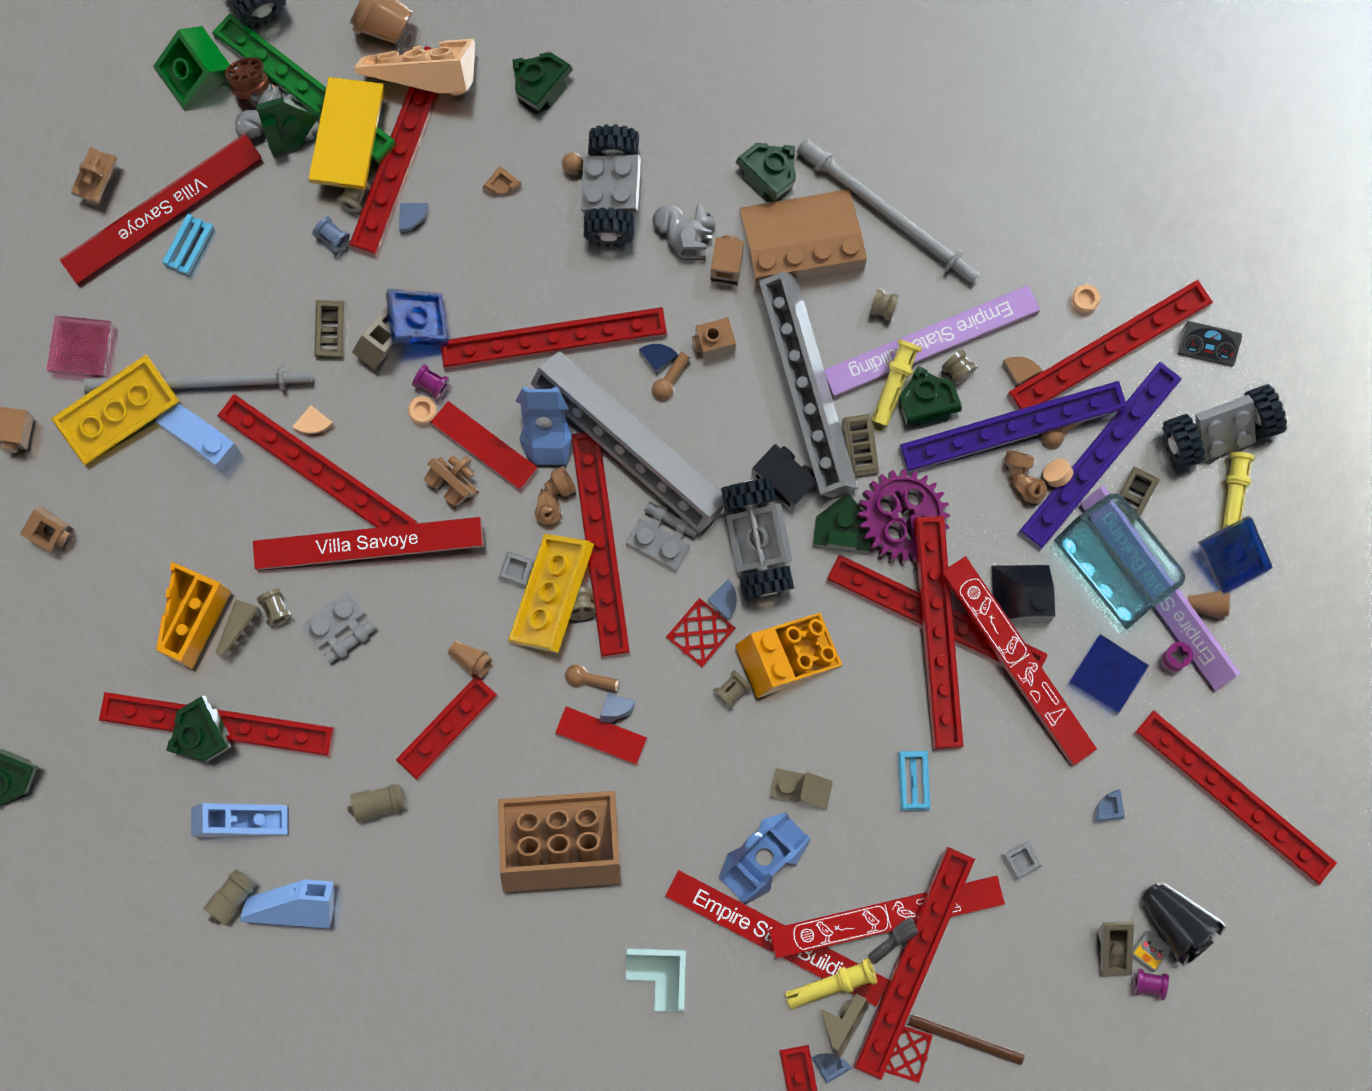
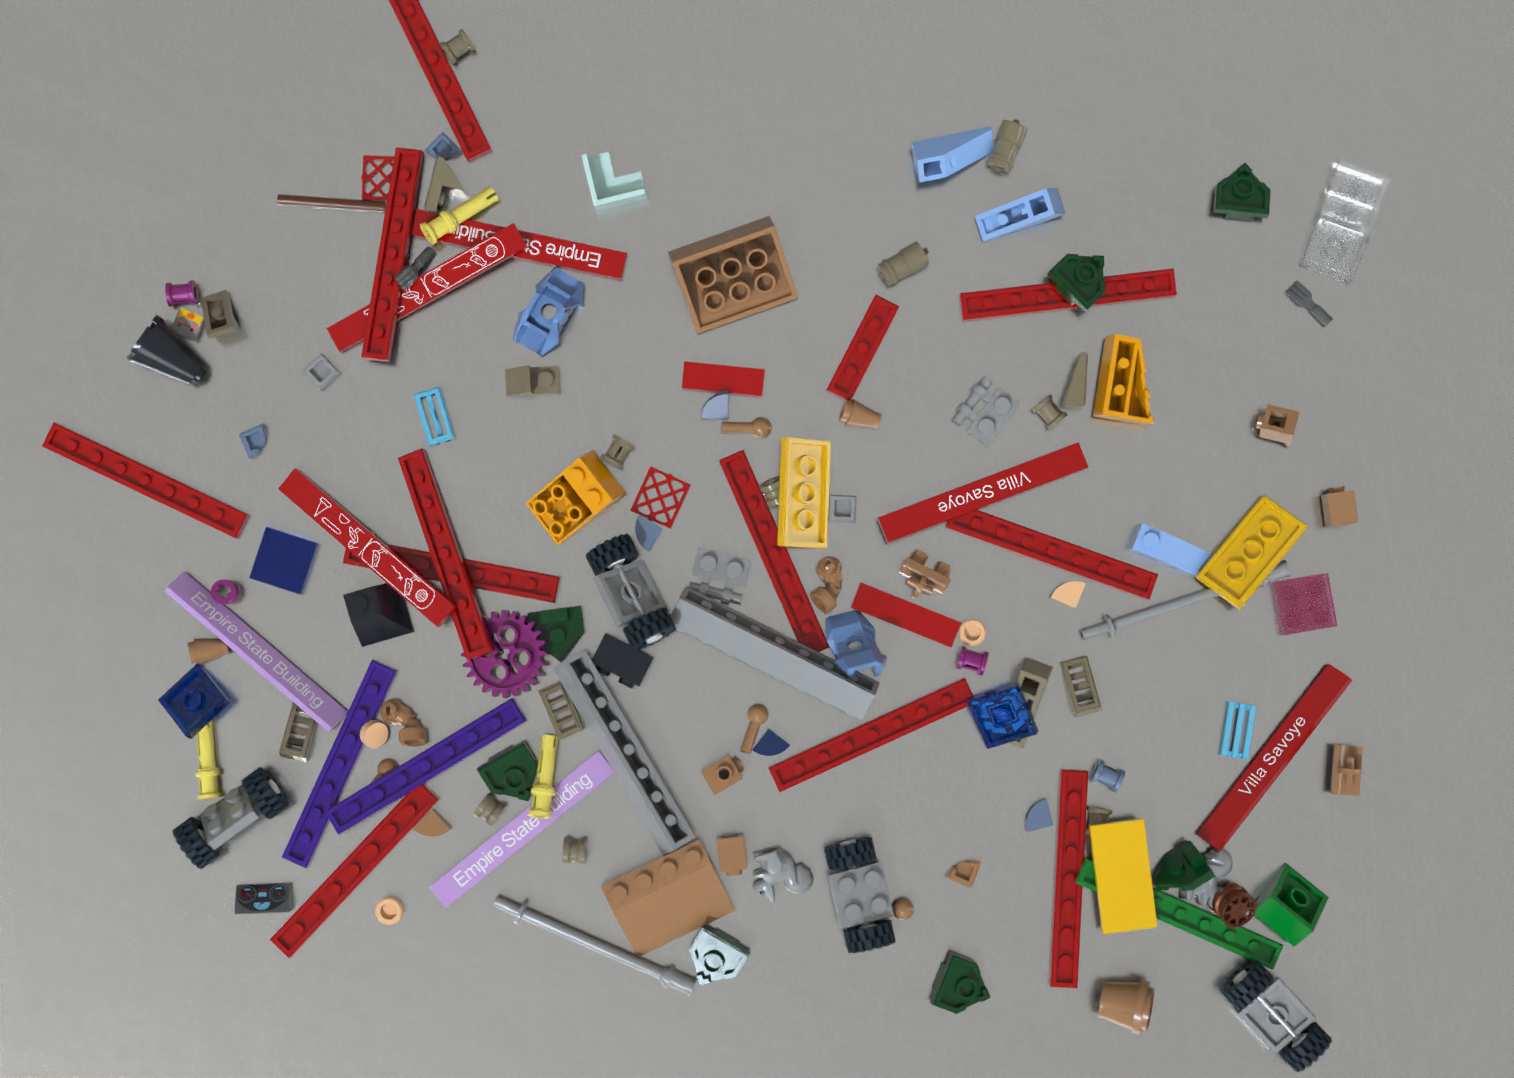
camera: 165 degrees right, 10 degrees up
(435, 70) = (1061, 963): light nougat wedge -> none
(1121, 559) = (294, 664): clear light blue windscreen -> none

